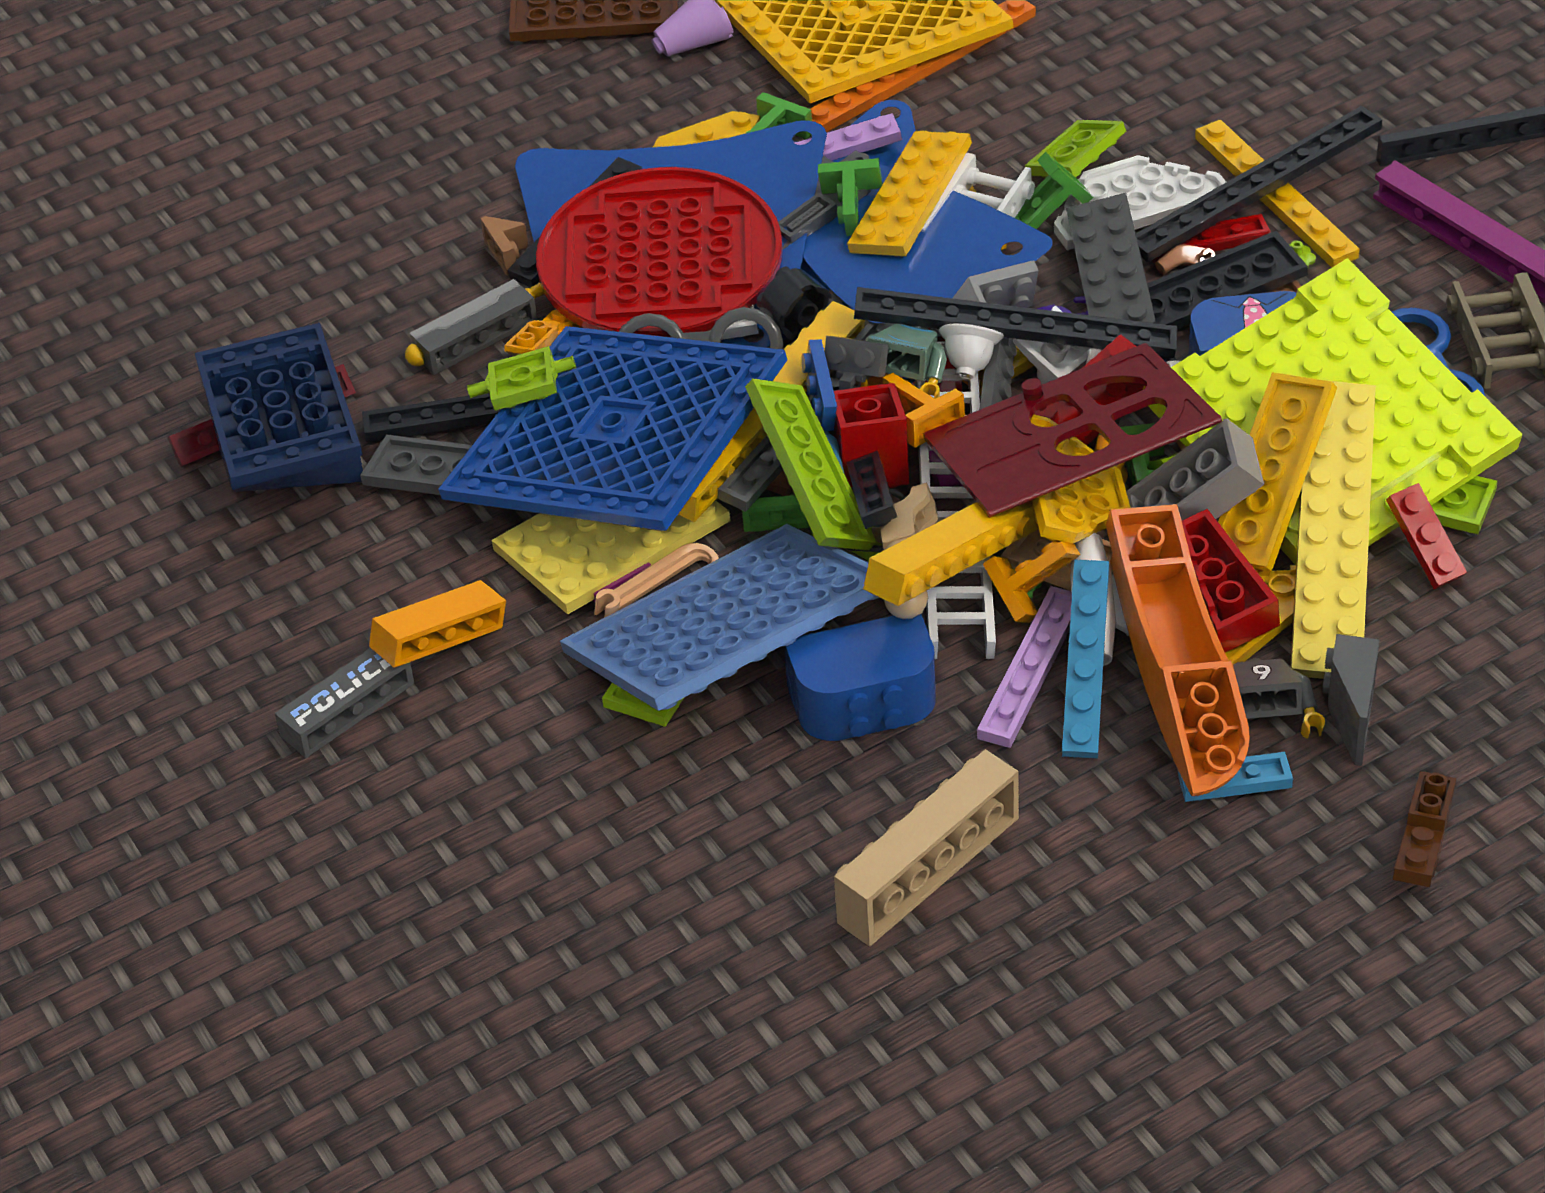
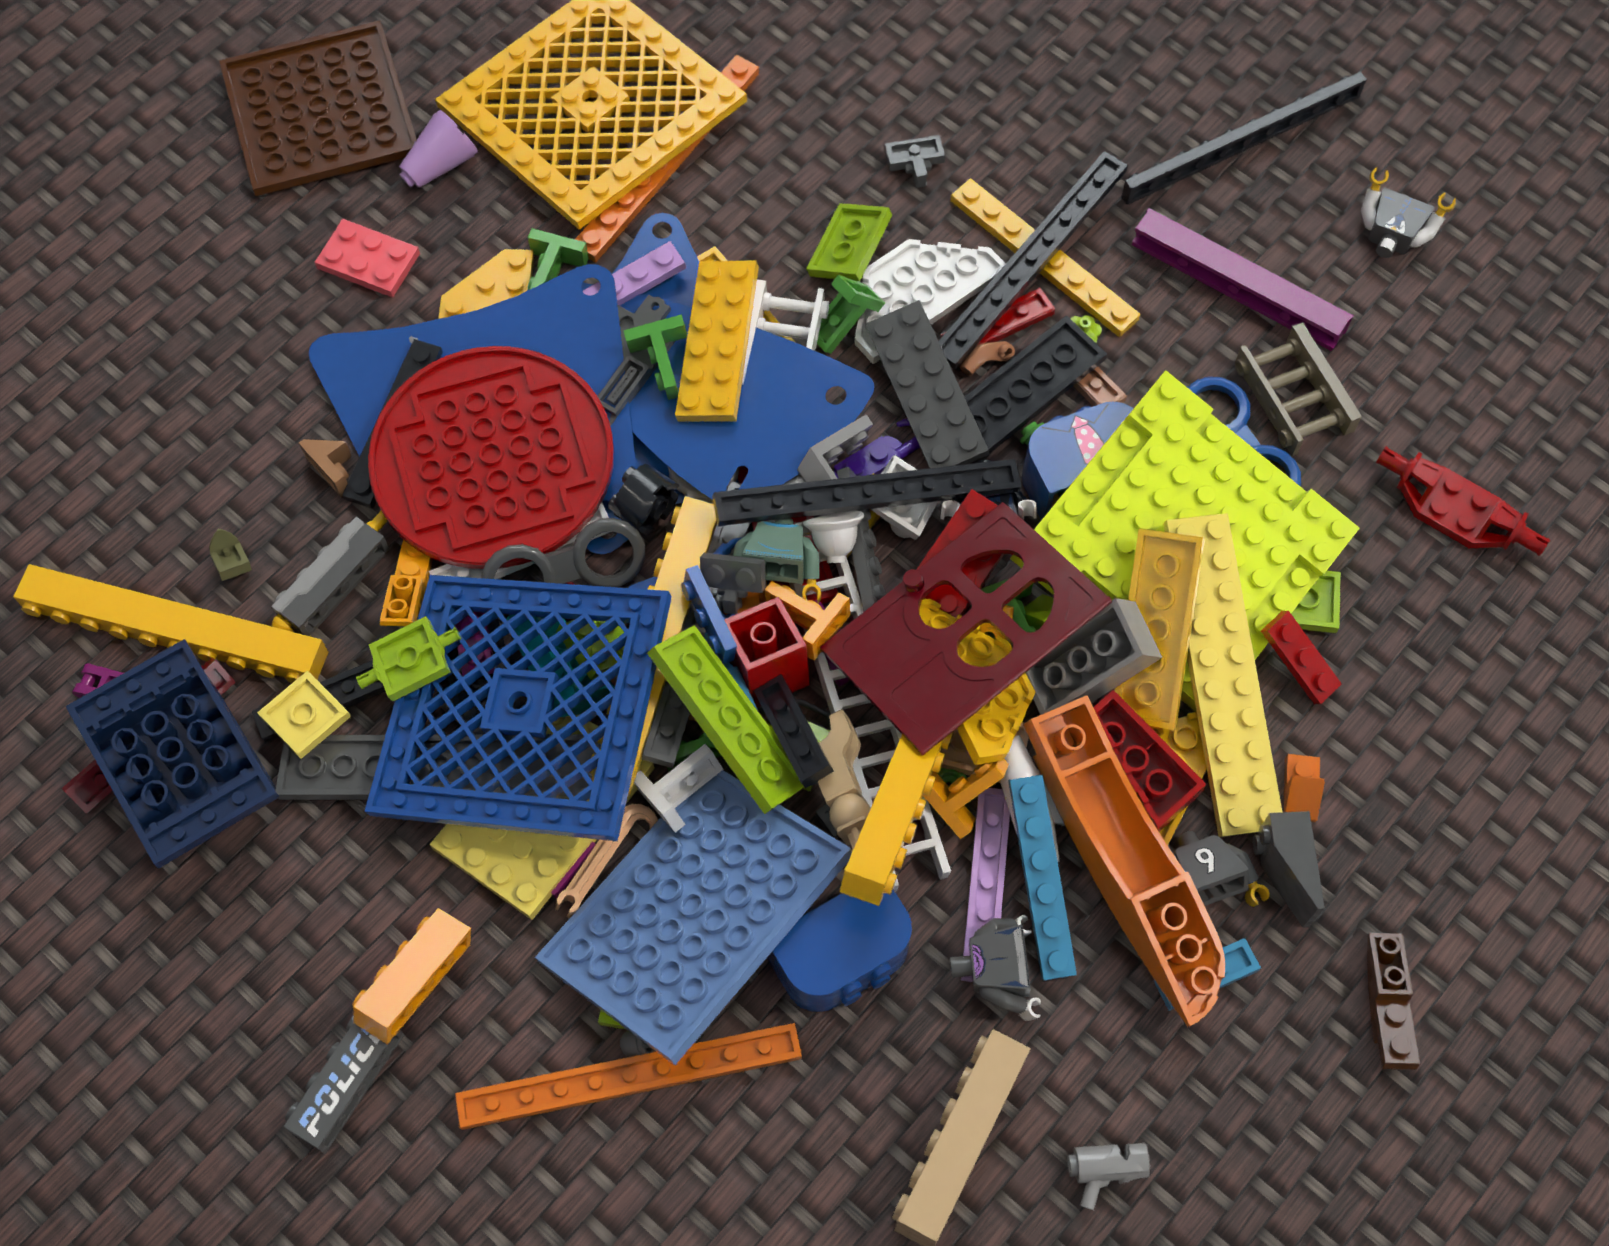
camera: 20 degrees left, 20 degrees up
(365, 356) = (167, 622): none -> yellow brick
(383, 293) = (228, 555): none -> olive plate
(409, 416) = (304, 714): none -> light yellow plate
(598, 101) = (367, 258): none -> coral plate
(618, 747) = (626, 1077): none -> orange plate
(637, 723) = (633, 1046): none -> dark grey cylinder
(749, 527) = (679, 784): none -> white bracket
(1017, 720) = (999, 965): none -> dark grey torso
(1071, 902) = (1104, 1164): none -> light grey piece
(1169, 95) = (915, 156): none -> hinge
(1395, 648) = (1303, 785): none -> orange slope

